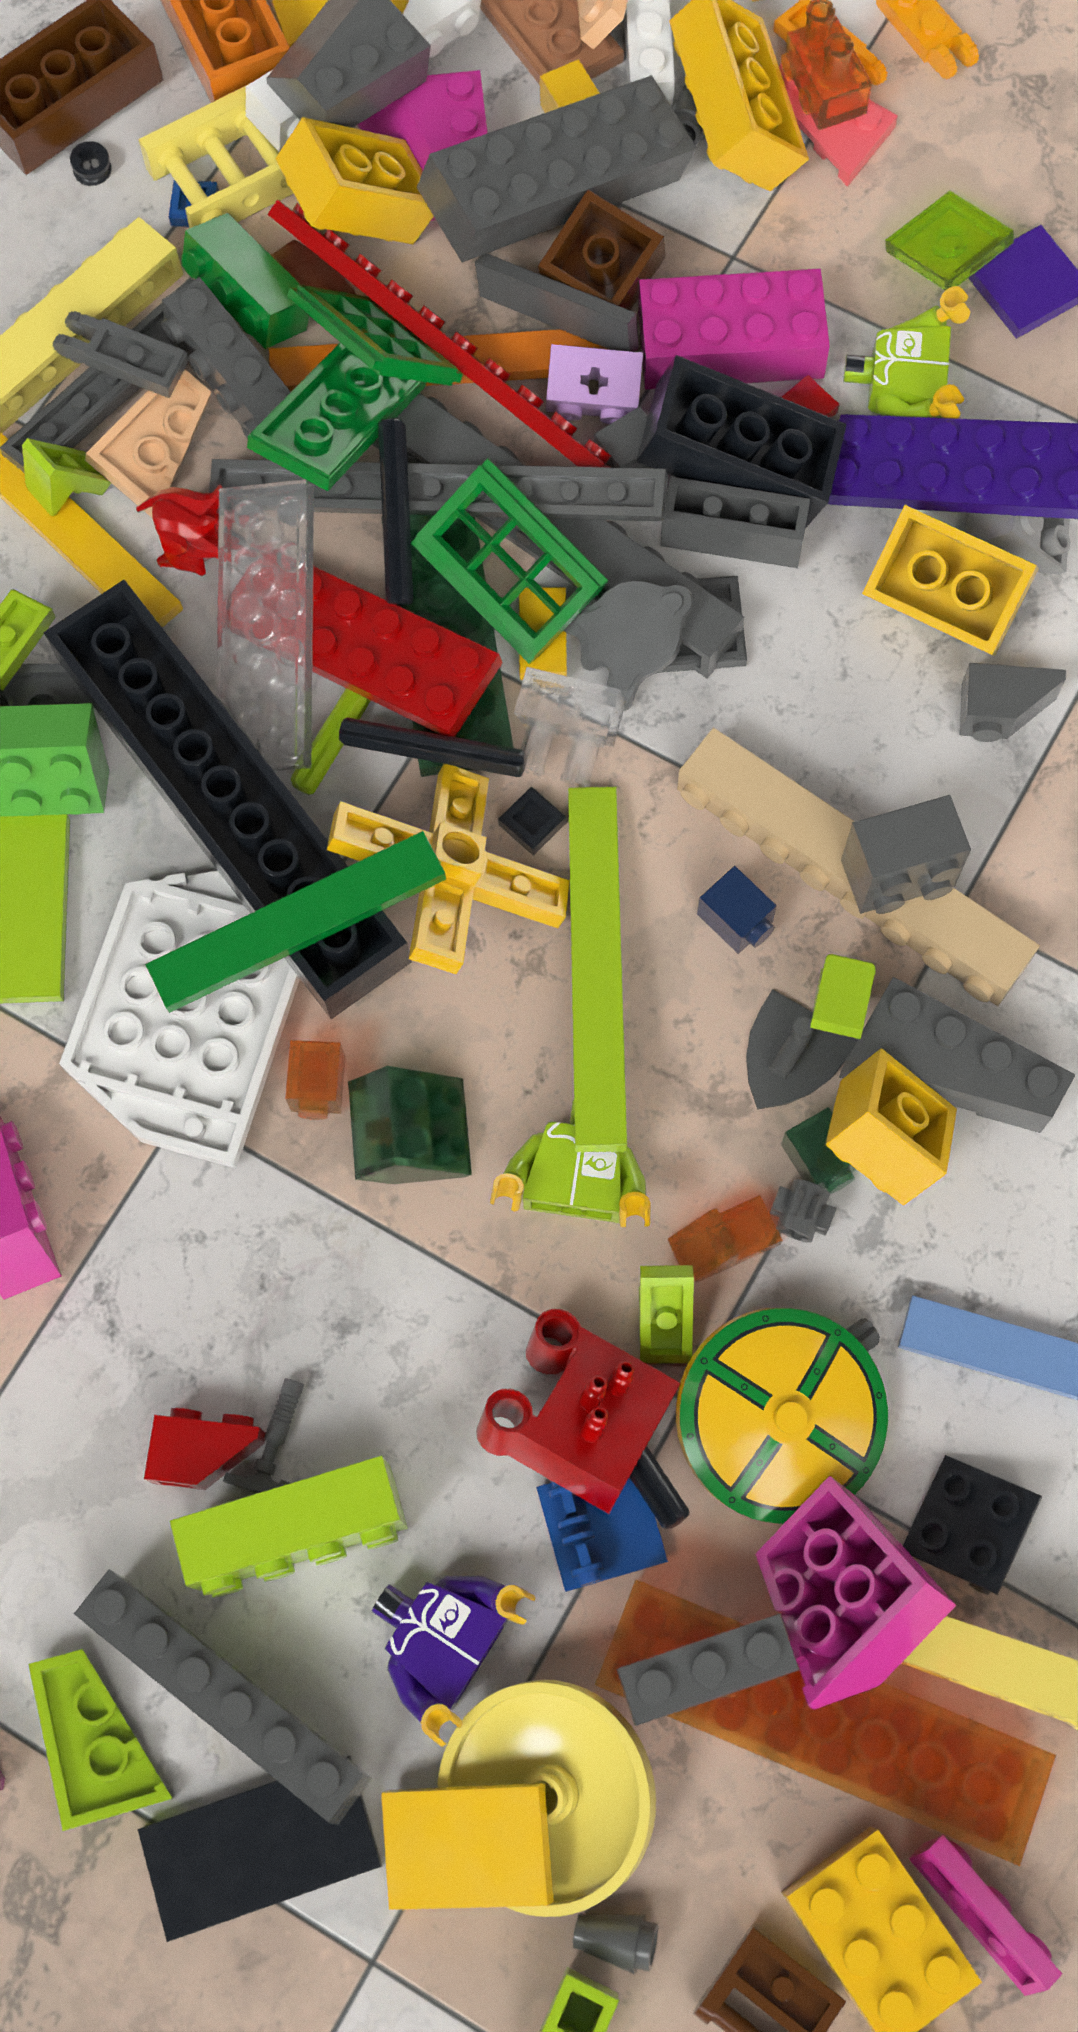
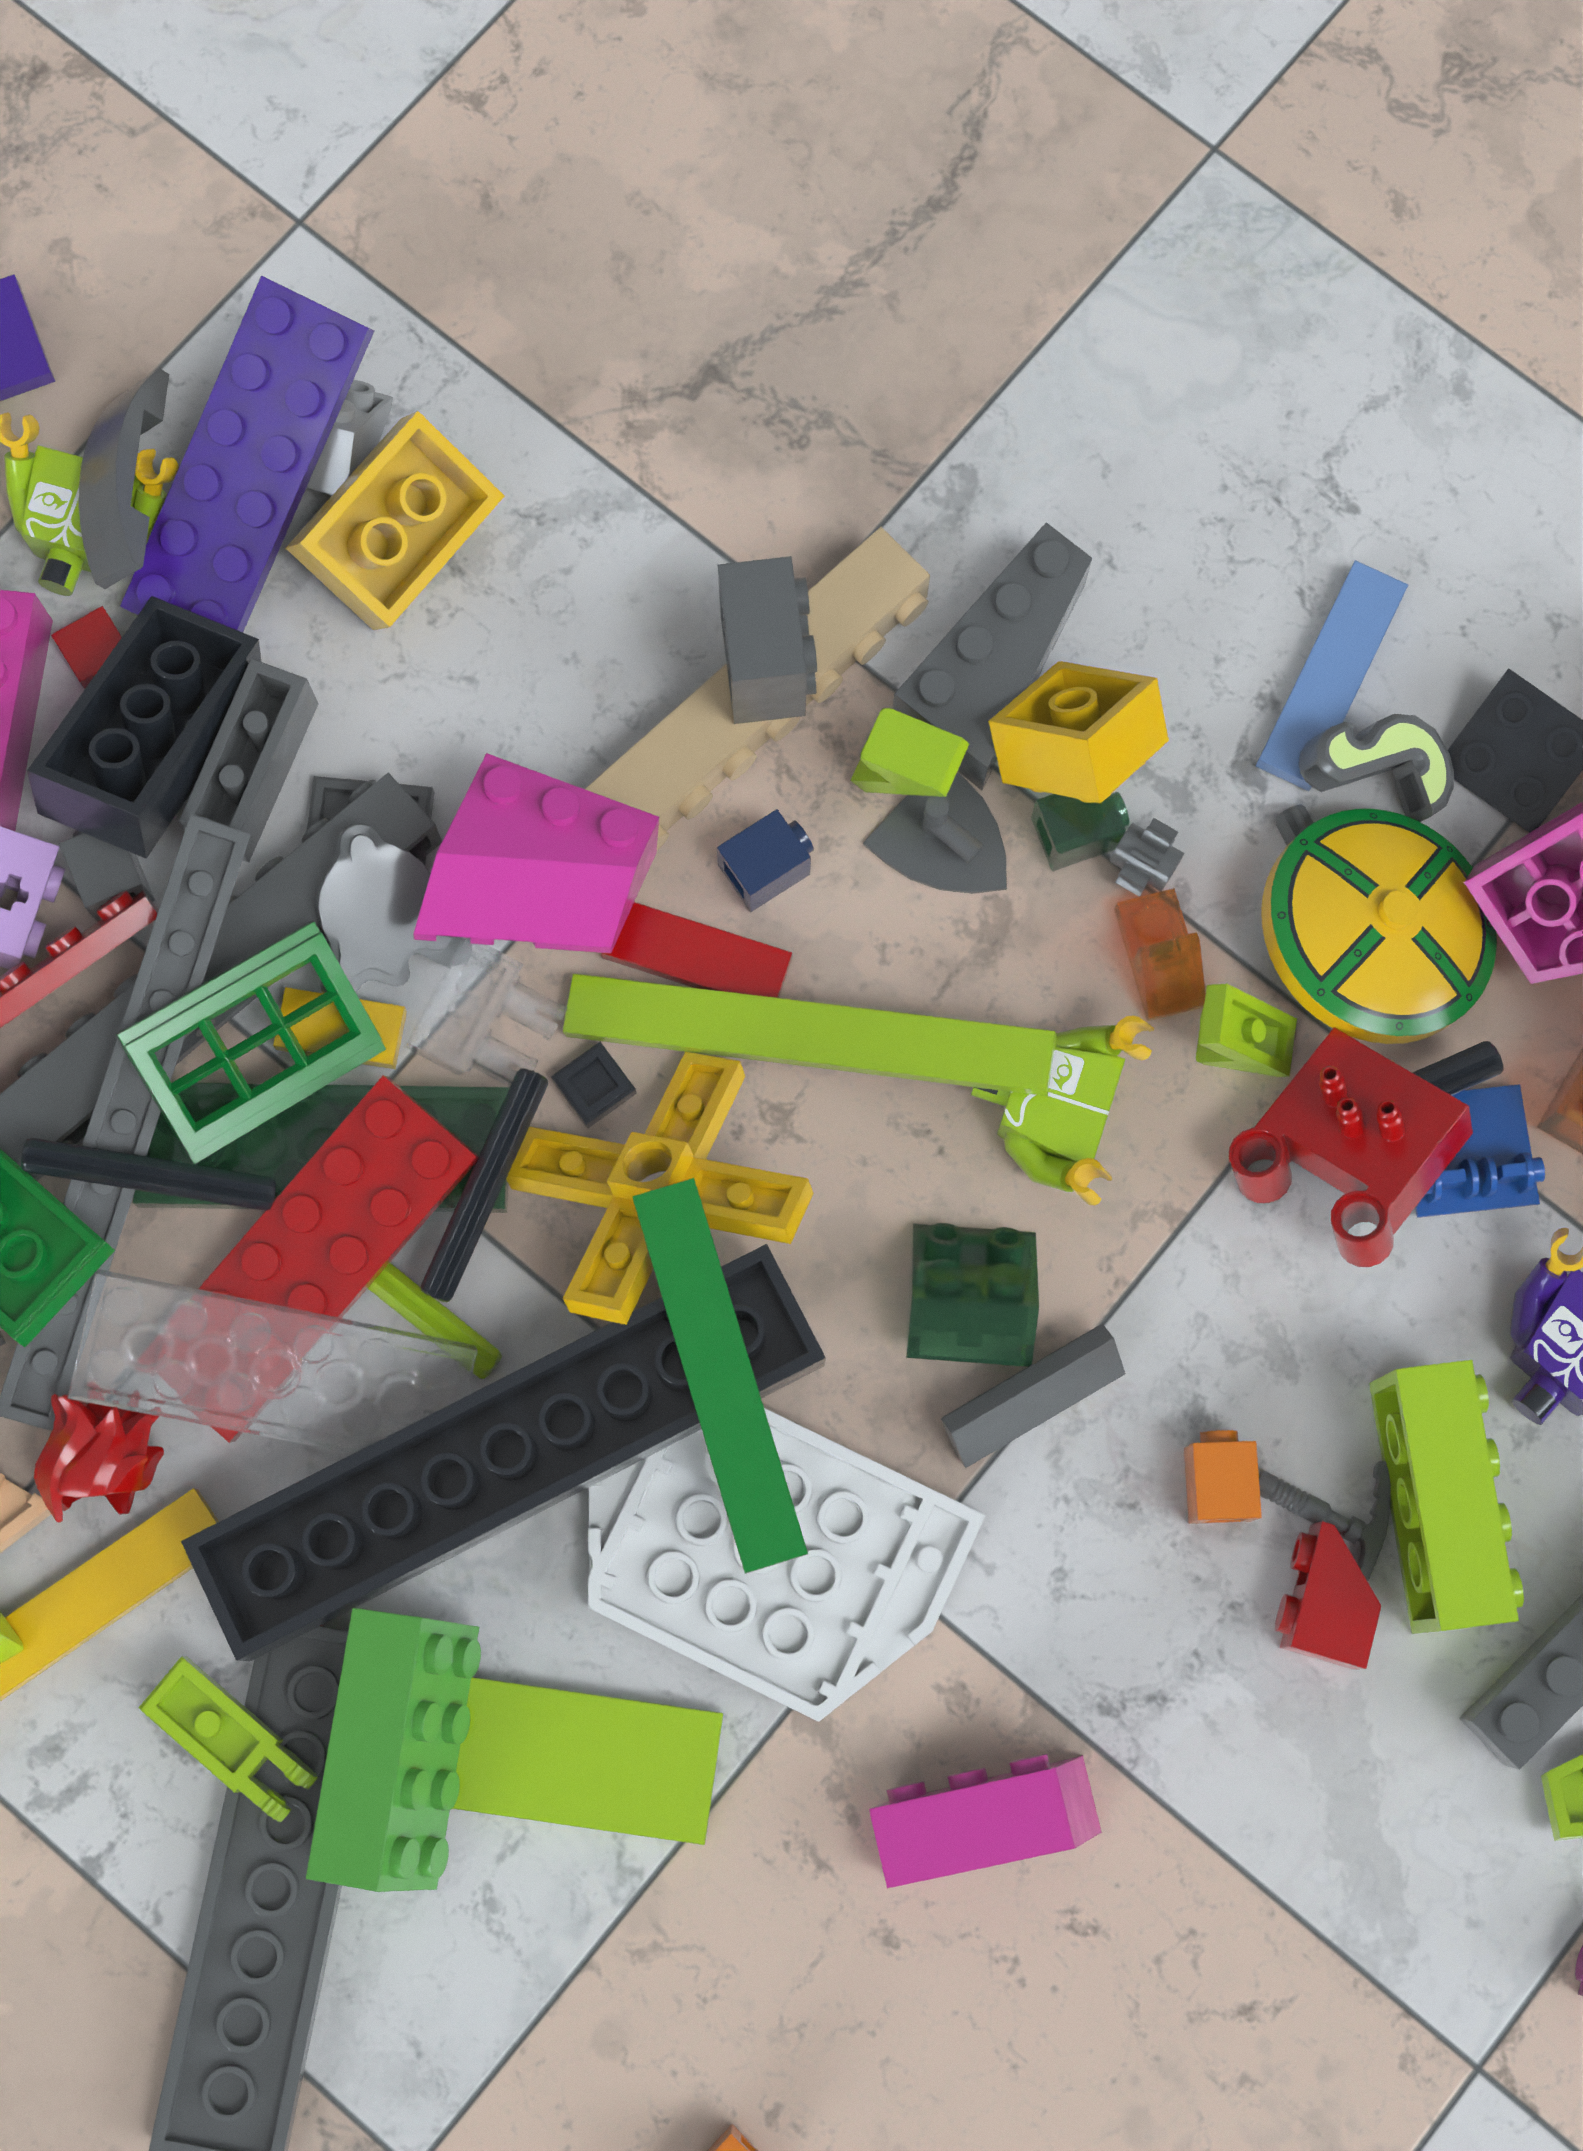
camera: 85 degrees left, 5 degrees up
(287, 1347) = (1222, 1479): none -> orange brick
(315, 1078) = (893, 1399): clear orange brick -> none
(334, 1188) = (1033, 1395): none -> dark grey tile
(651, 877) = (698, 954): none -> red tile
(682, 724) = (537, 863): none -> dark pink wedge
(889, 381) = (111, 528): none -> dark grey slope
(942, 1393) = (1394, 743): none -> dark grey animal
(1005, 698) = (553, 503): dark grey slope -> none

